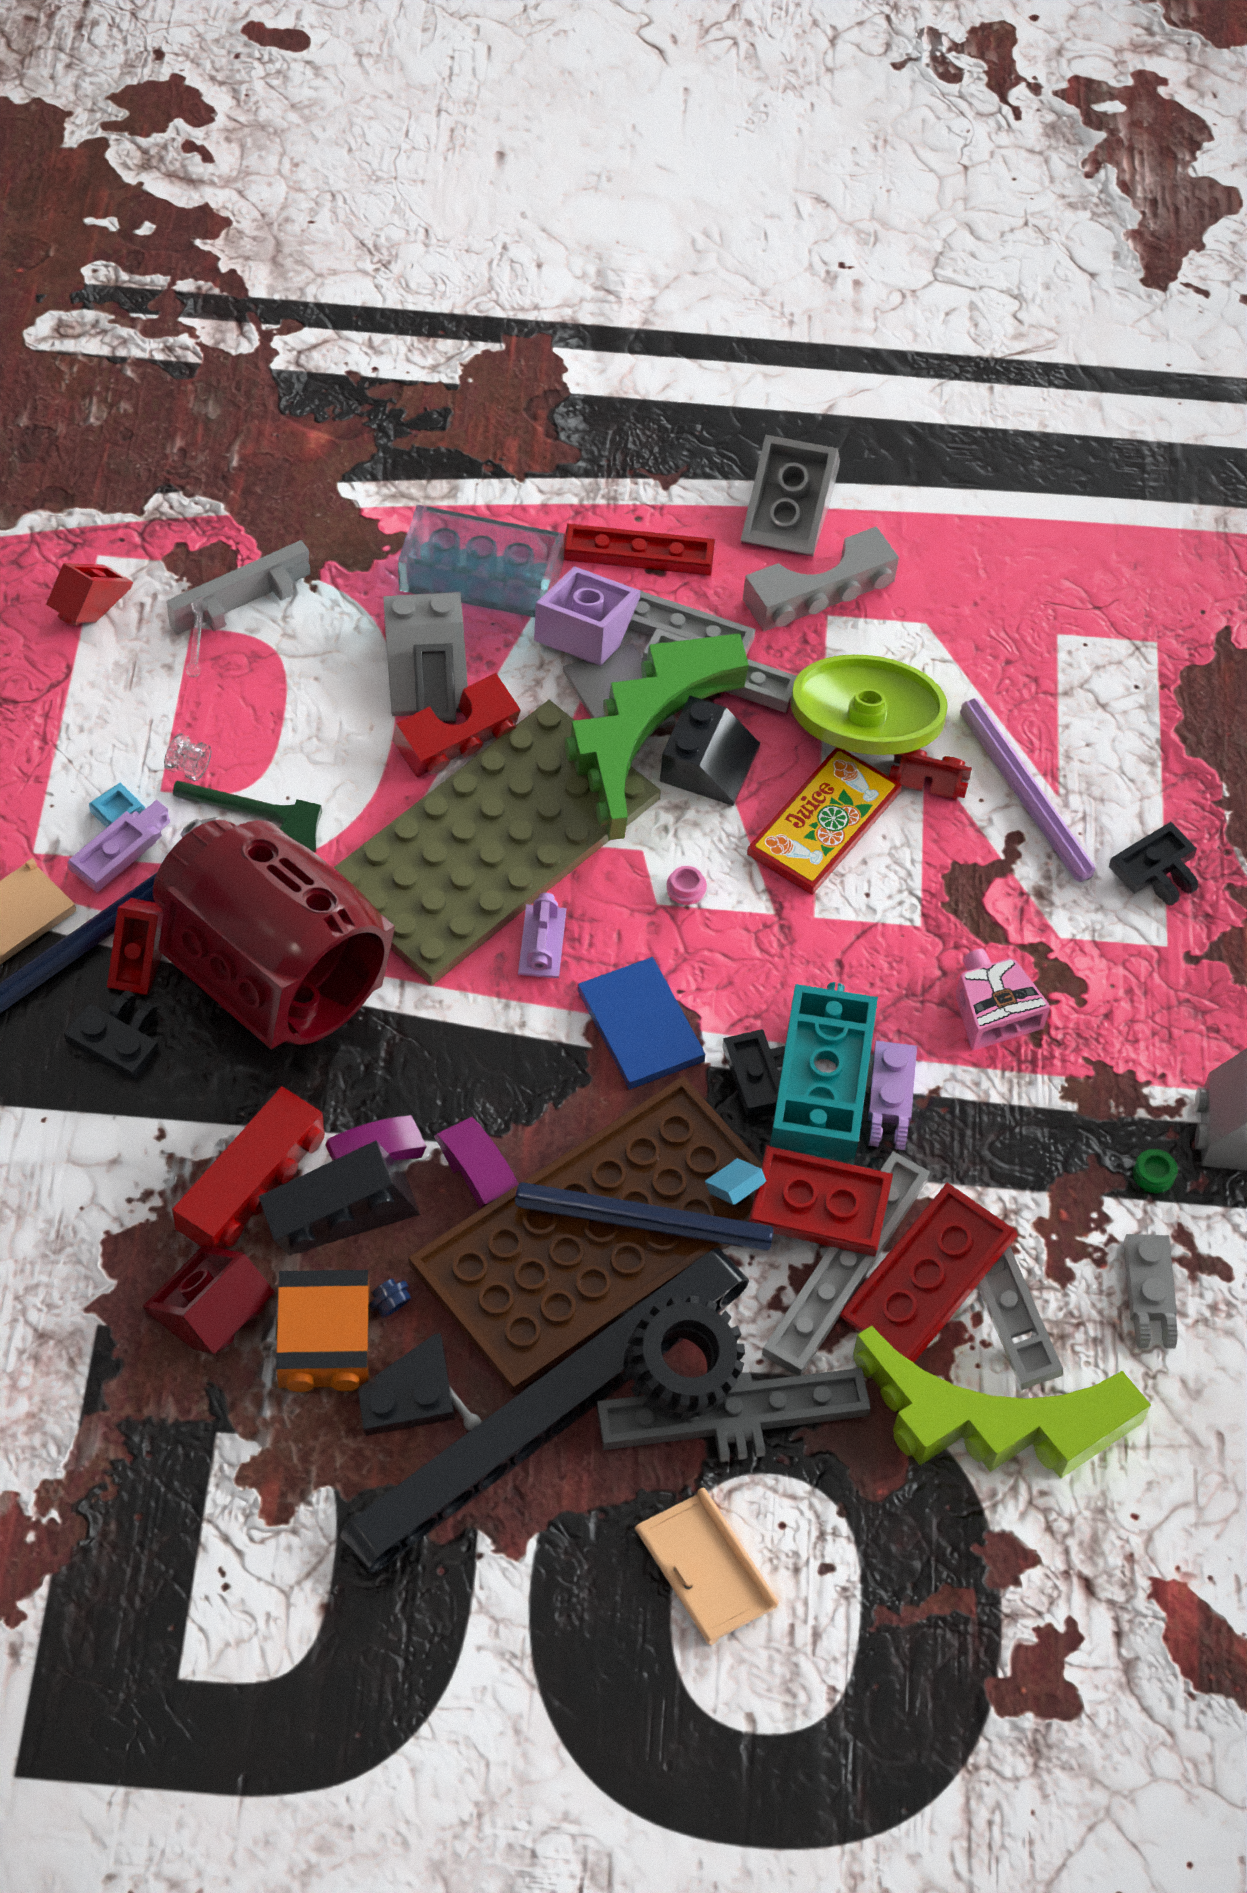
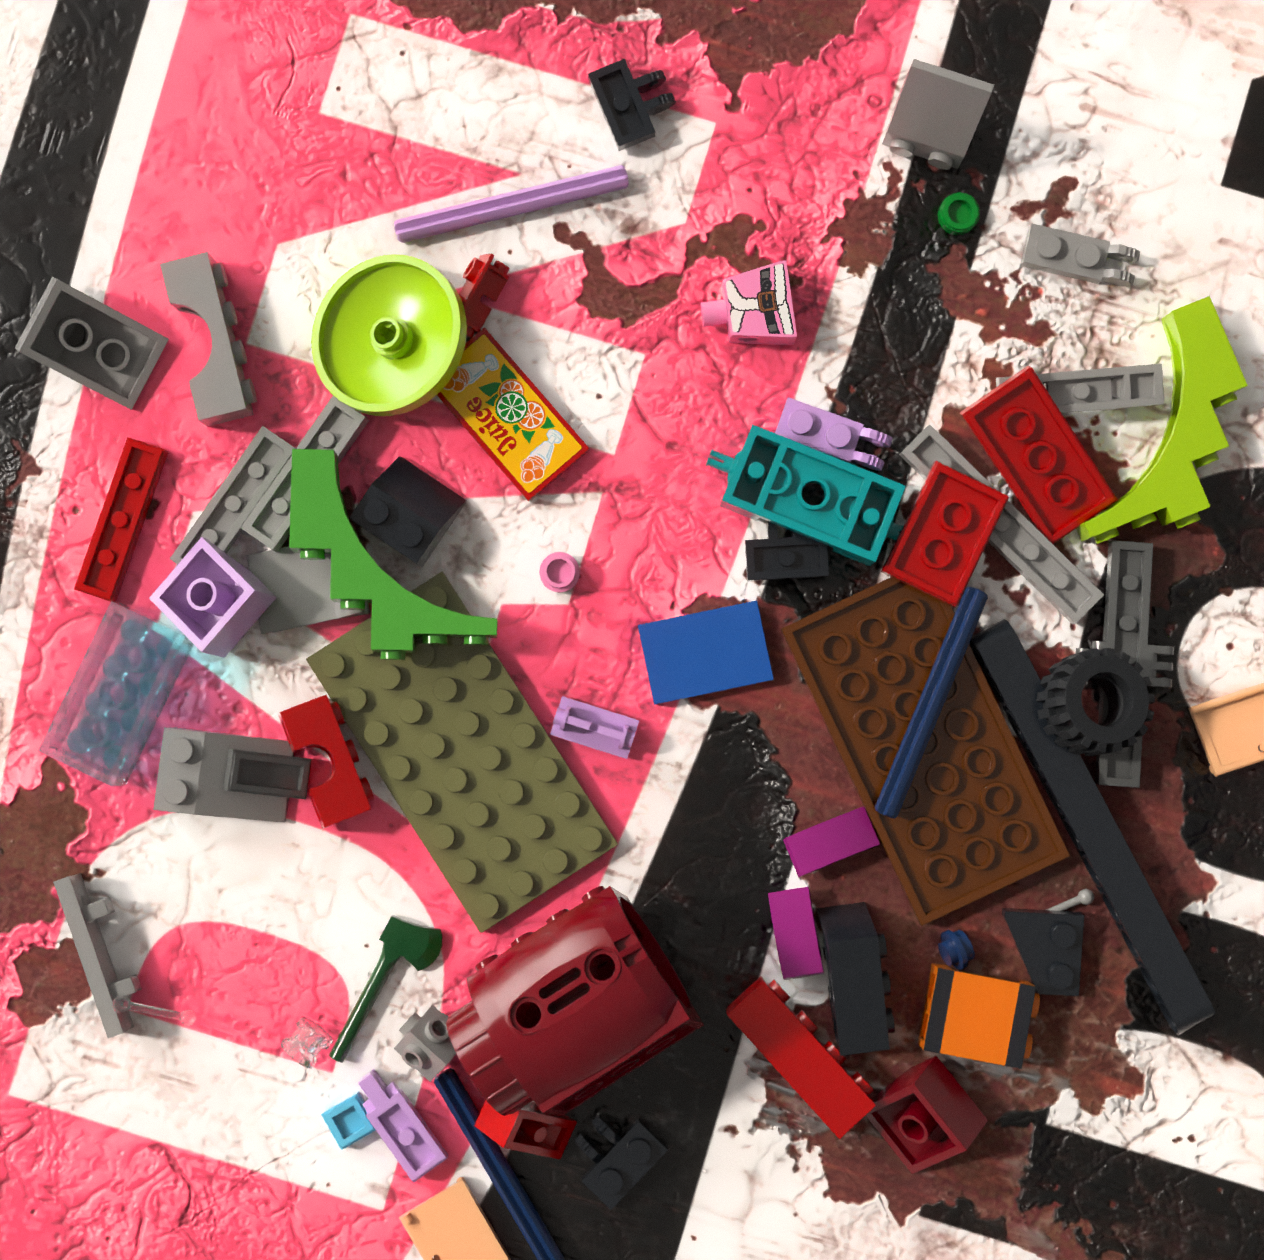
camera: 70 degrees left, 30 degrees up
(86, 592) = (67, 1115): red slope -> none
(735, 1181) = (916, 609): medium azure tile -> none

